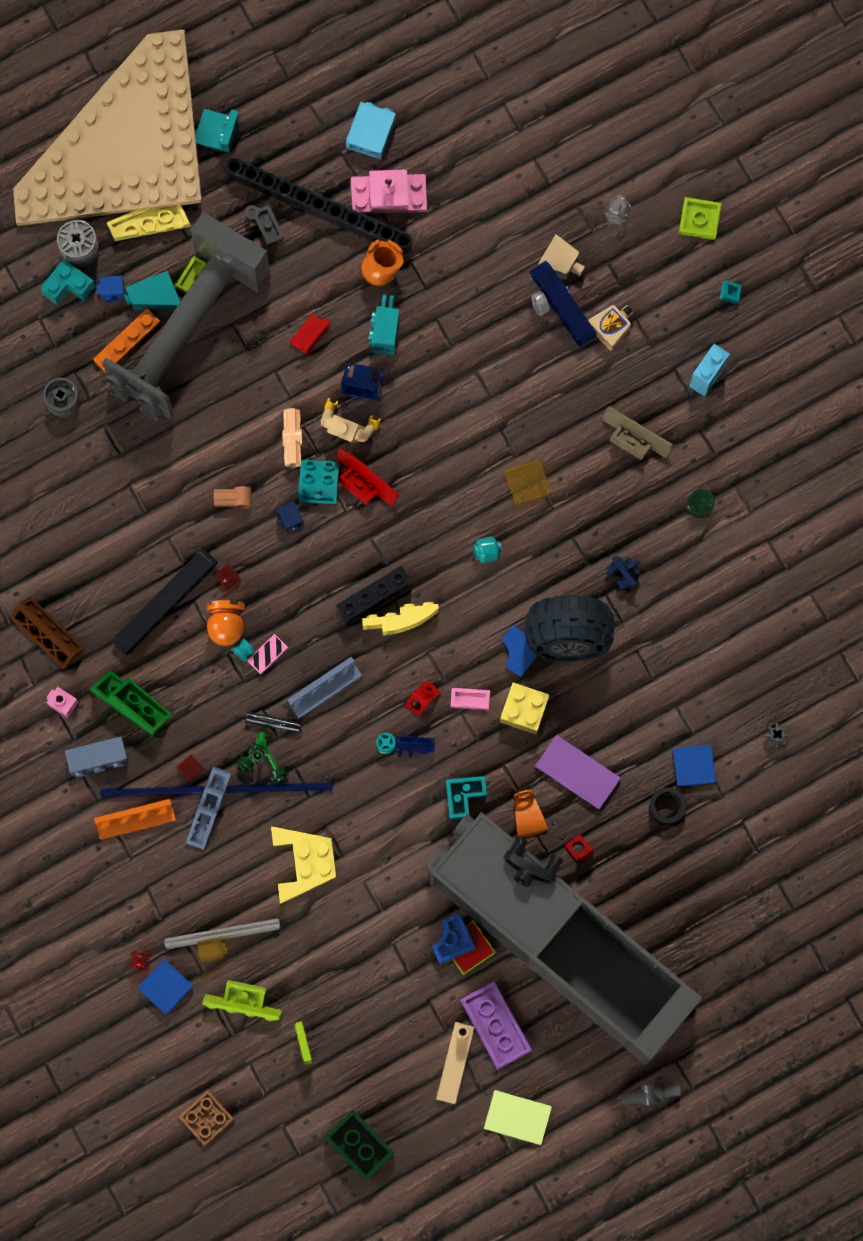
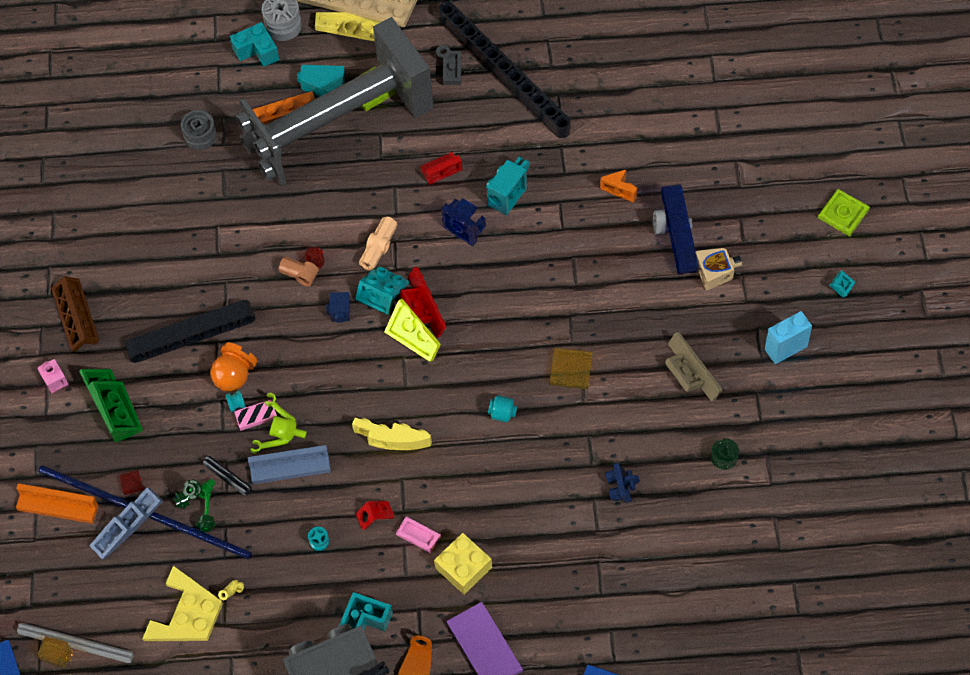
camera: 30 degrees right, 15 degrees down
(96, 757) = (54, 434): sand blue brick -> none
(111, 289) = (290, 63): blue brick -> none
(226, 577) = (256, 334): clear red tile -> none
(240, 475) = (313, 253): none -> clear red wheel
(298, 656) = (282, 428): none -> lime piece
(332, 825) = (230, 589): none -> light yellow arm
(345, 428) = (430, 254): tan torso -> none
(369, 513) = (411, 332): none -> neon yellow wing
(371, 130) = (581, 28): medium azure brick -> none
(374, 595) = (377, 404): black brick -> none
(382, 262) = (532, 130): orange tile -> none
(389, 192) = (572, 82): bright pink brick -> none
(420, 744) = (340, 549): clear blue plate -> none
(481, 283) = (616, 185): none -> orange slope
(519, 652) = (488, 512): blue tile -> none
(562, 258) = (699, 194): tan torso -> none
(569, 628) = (538, 503): black wheel -> none
(617, 209) = (769, 173): clear head -> none

